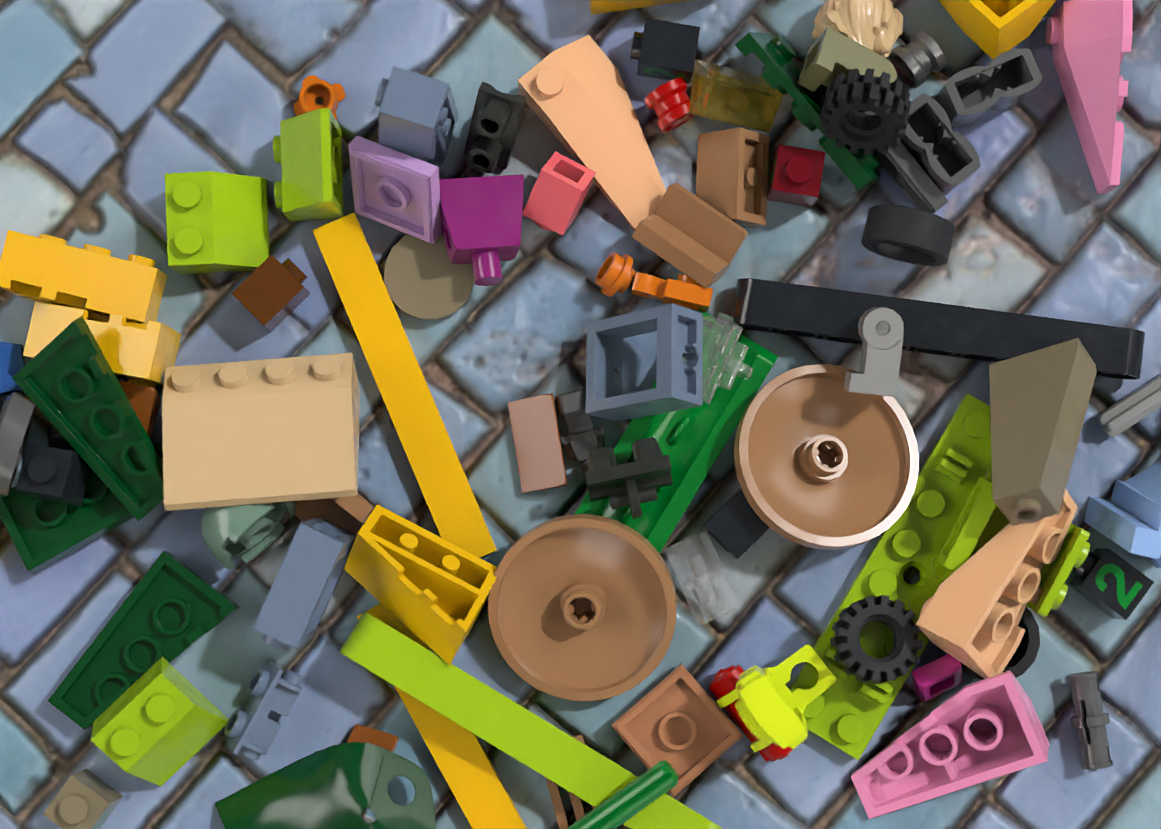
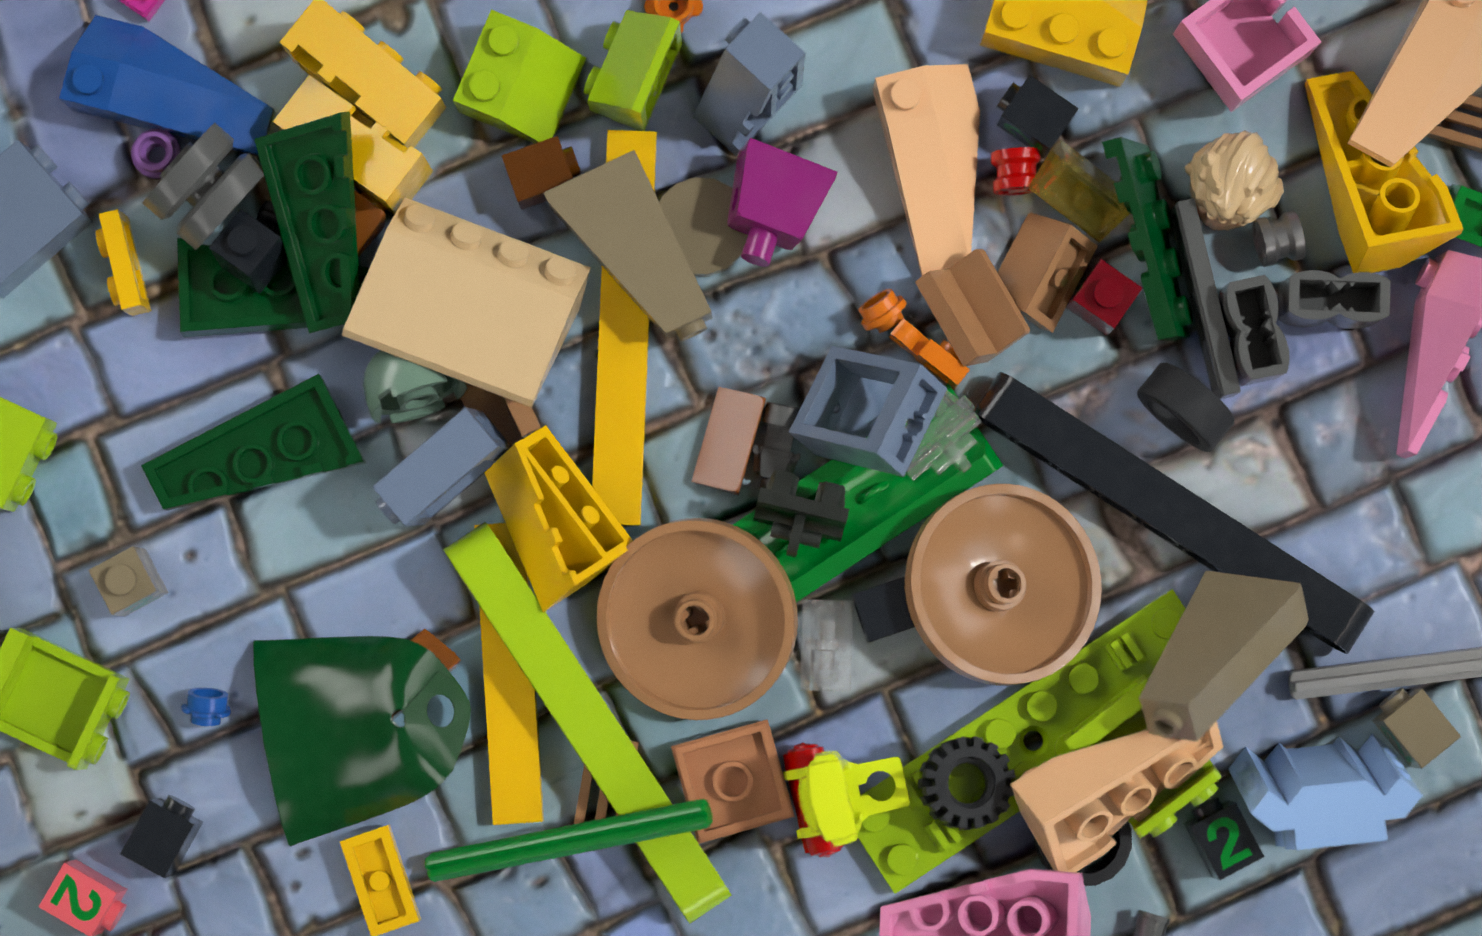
camera: 25 degrees right, 0 degrees up
(157, 724) = (236, 538): lime slope -> none
(251, 724) = (325, 579): sand blue hinge -> none
(373, 310) = (631, 238): none -> dark tan slope
(395, 189) = (706, 129): lavender tile -> none
(493, 128) = (829, 114): pearl dark grey hips -> none
(558, 193) = (863, 206): coral brick -> none
(836, 54) = (1201, 217): olive leg -> none
(870, 94) = (1191, 245): black tyre -> none
(880, 354) = (1110, 496): light grey leg -> none
(937, 677) = (1010, 850): dark pink tile -> none

